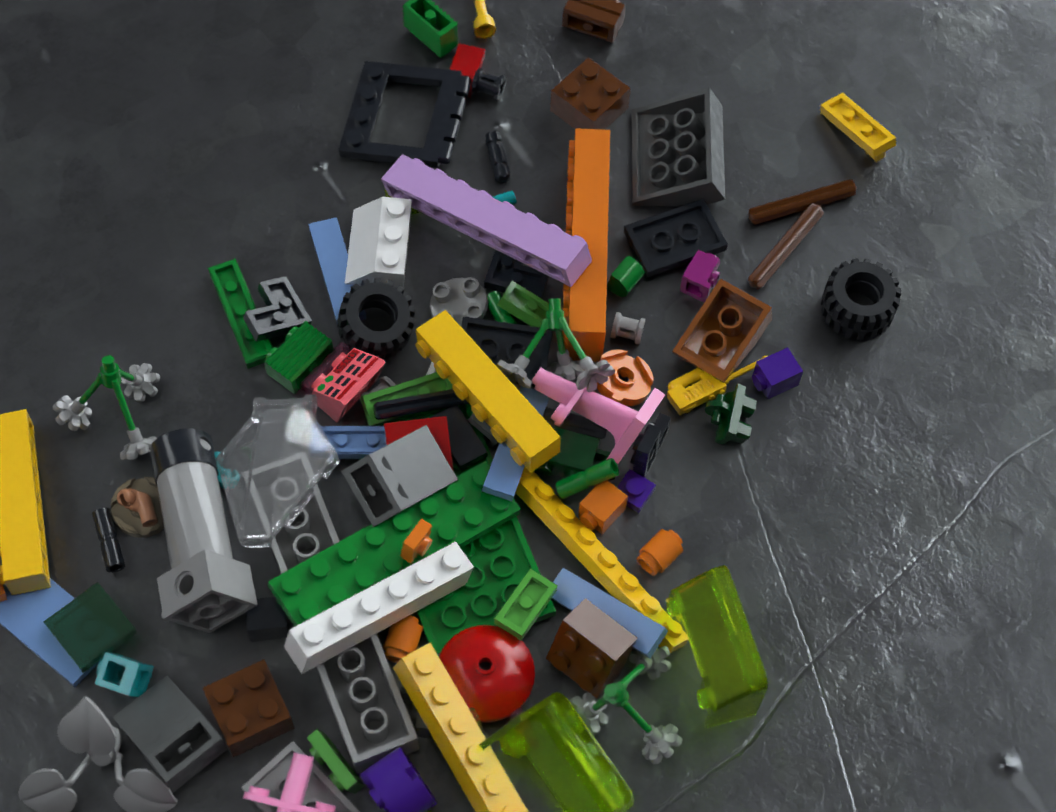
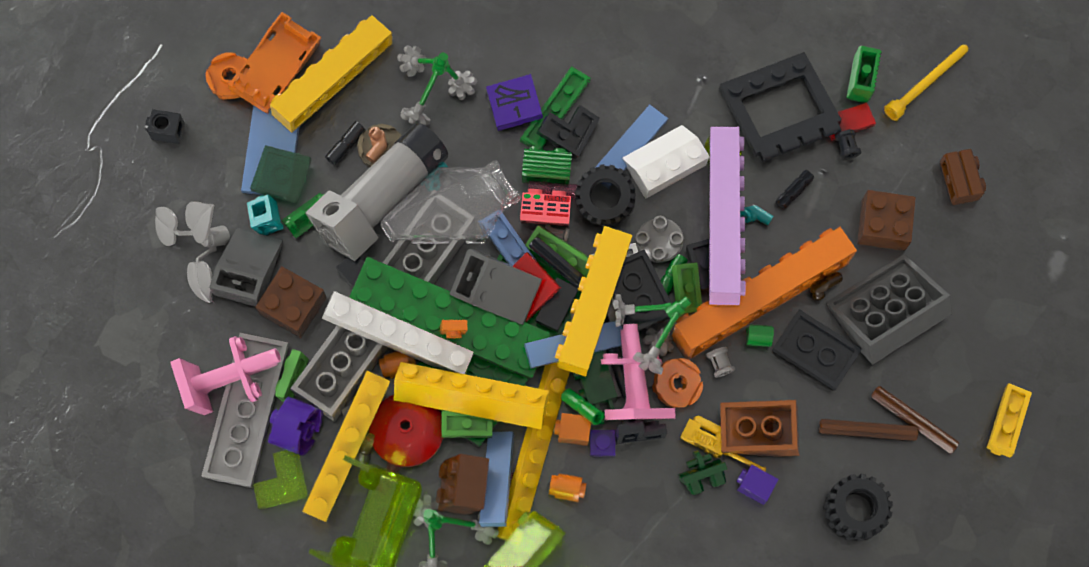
camera: 55 degrees right, 10 degrees up
(158, 635) = (298, 221): none -> green hinge
(202, 344) = (514, 102): none -> dark purple tile
(499, 576) = (470, 395): none -> yellow brick
(616, 199) = (824, 284): none -> dark brown arm
(700, 275) = (798, 385): magenta brick -> none

